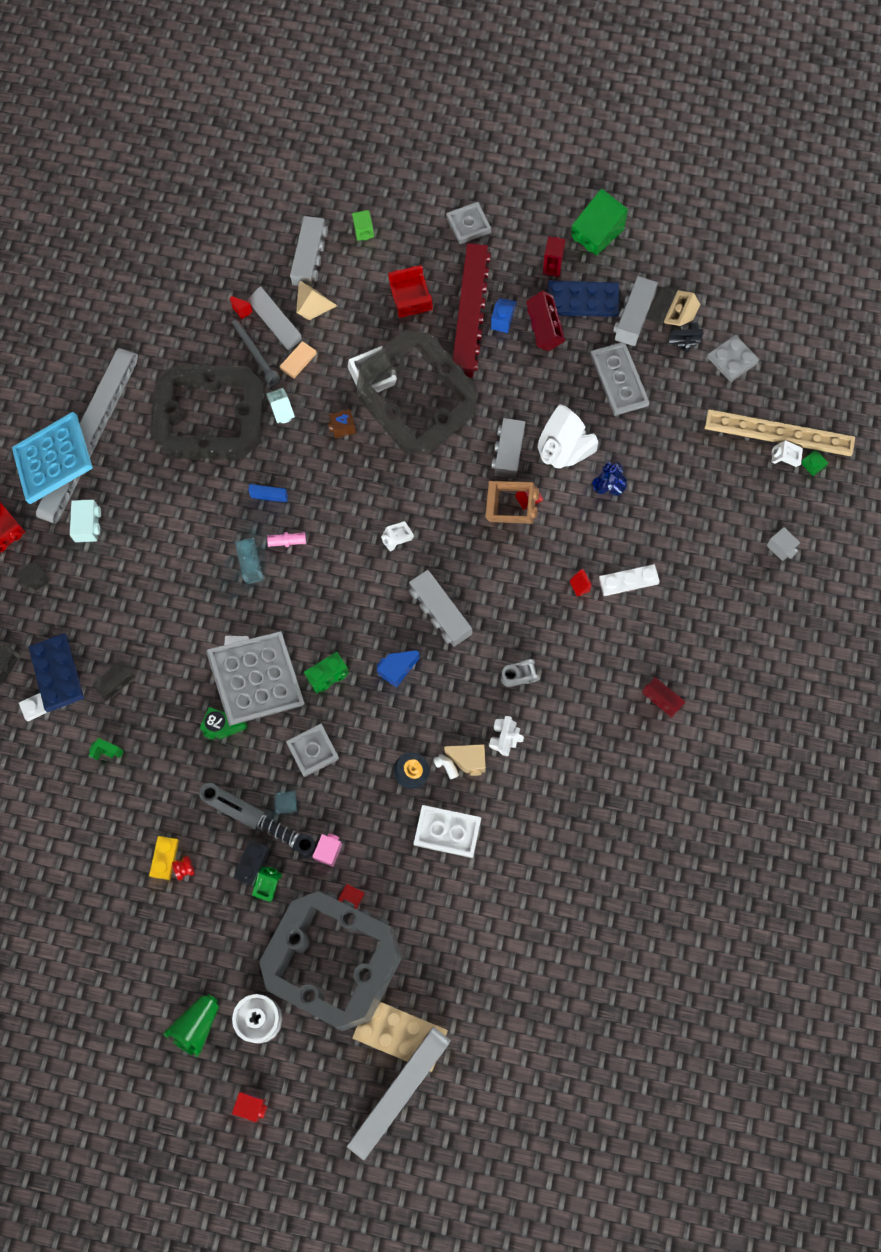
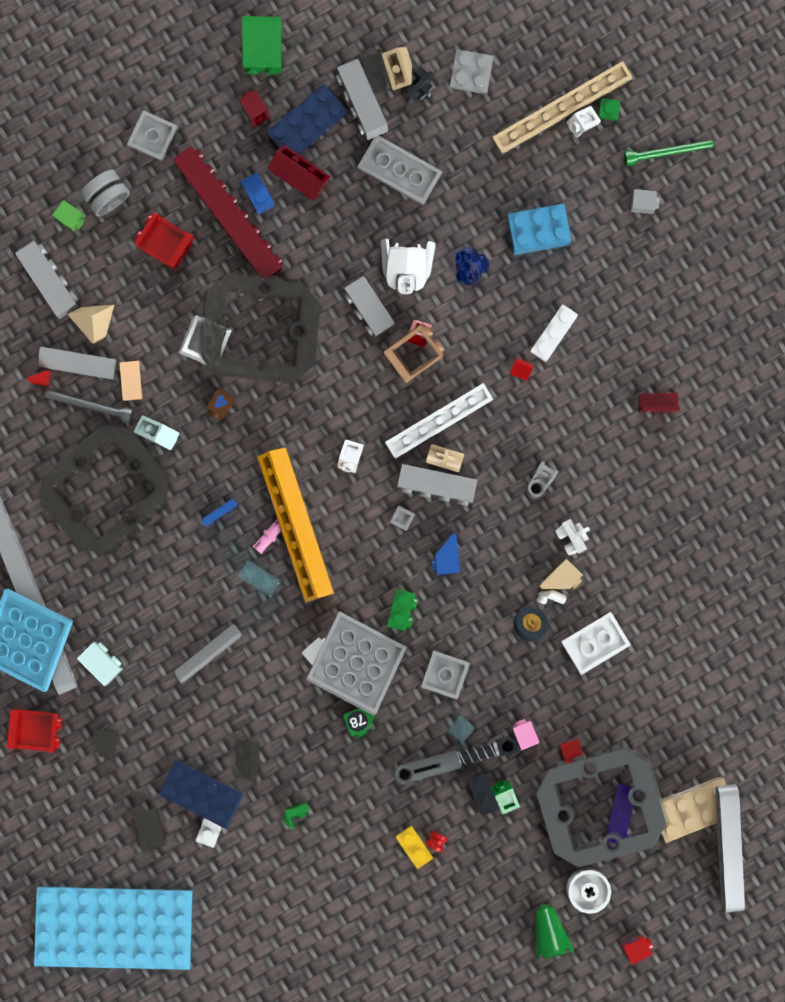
camera: 50 degrees left, 15 degrees up
(162, 582) = (208, 653): none -> light grey slope
(310, 546) = (295, 524): none -> light orange brick
(341, 983) = (620, 812): none -> dark purple plate
(392, 611) = (402, 518): none -> light grey tile
(400, 227) = (105, 192): none -> light grey wheel
(463, 594) = (445, 458): none -> tan hips
(484, 566) = (439, 421): none -> white plate
(684, 497) = (538, 229): none -> dark azure brick
(802, 508) = (633, 157): none -> piece

